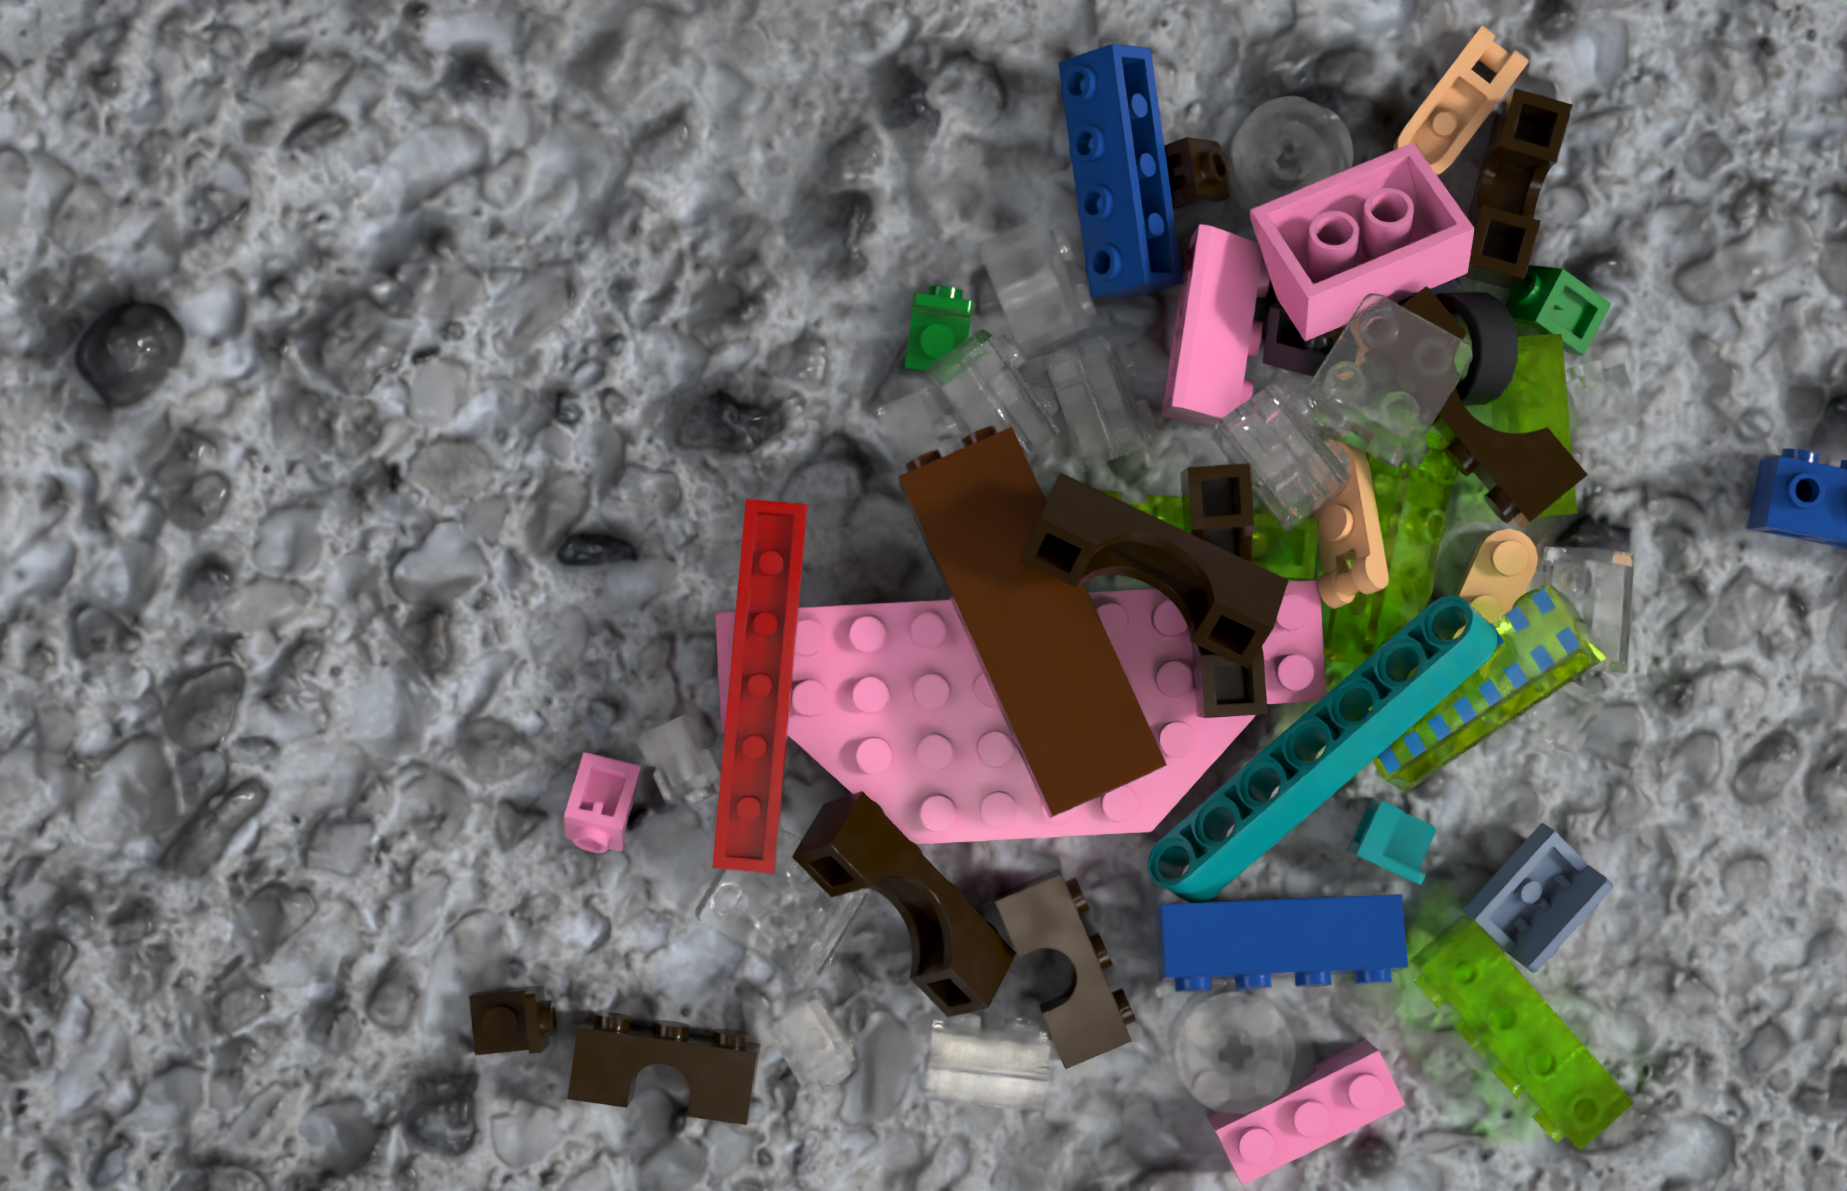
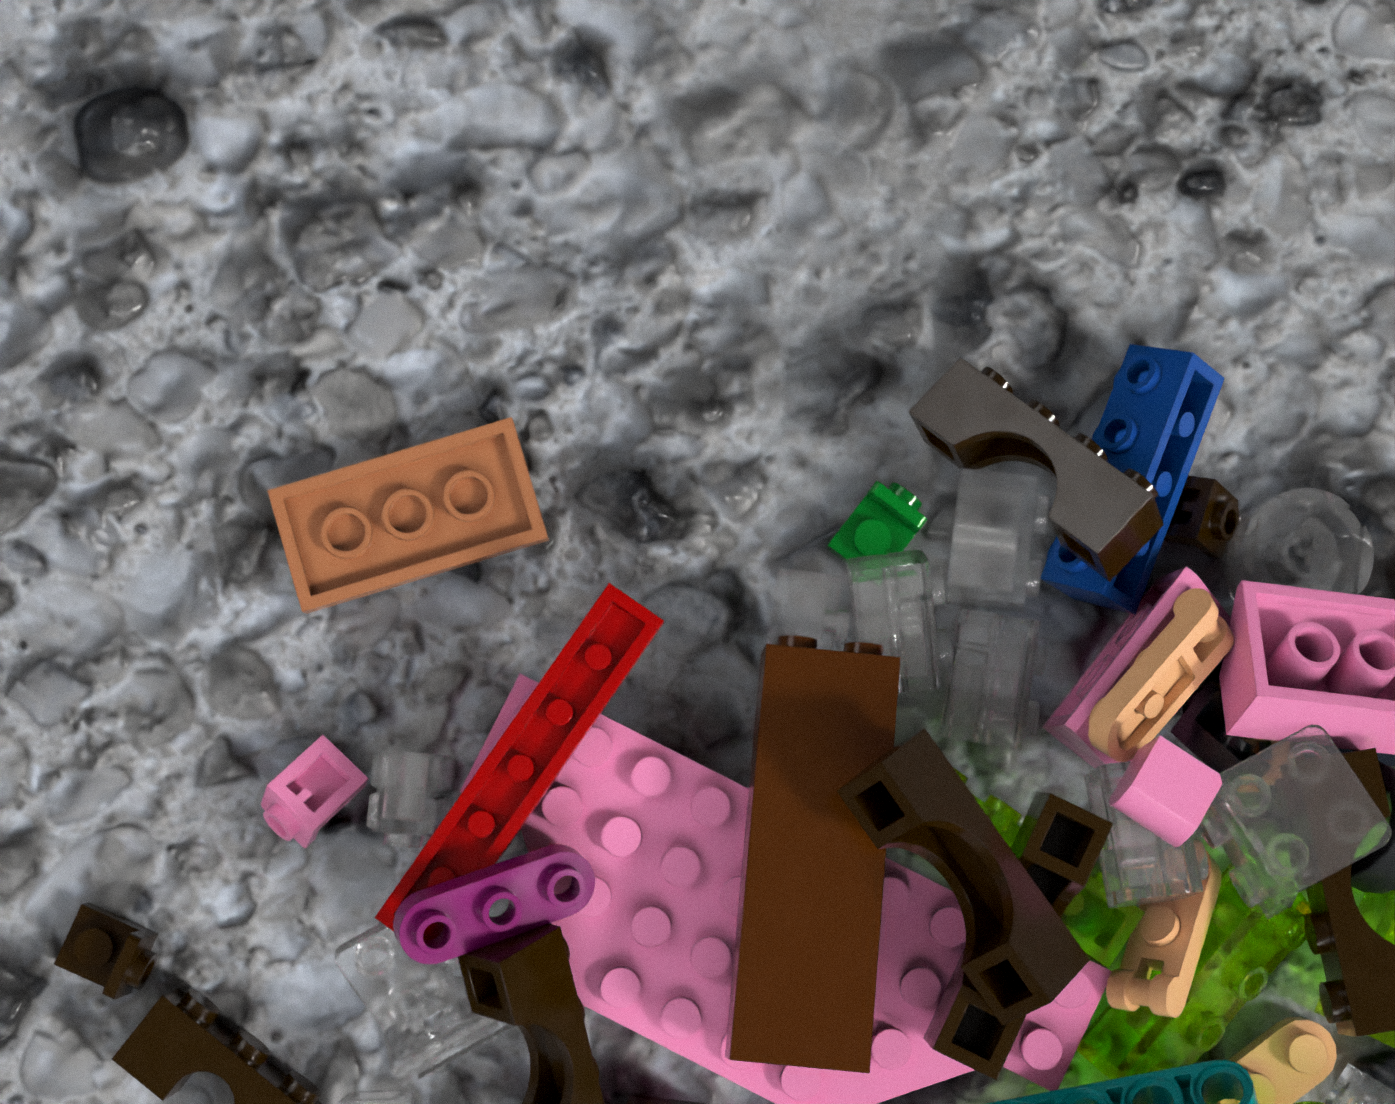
camera: 30 degrees right, 5 degrees down
(549, 536) = (408, 515): none -> nougat plate
(778, 812) = (466, 902): none -> magenta plate
(1101, 217) = (1095, 509): none -> dark brown arch
(1228, 325) = (1161, 677): none -> light nougat plate
(1278, 414) = (1166, 791): none -> bright pink piece

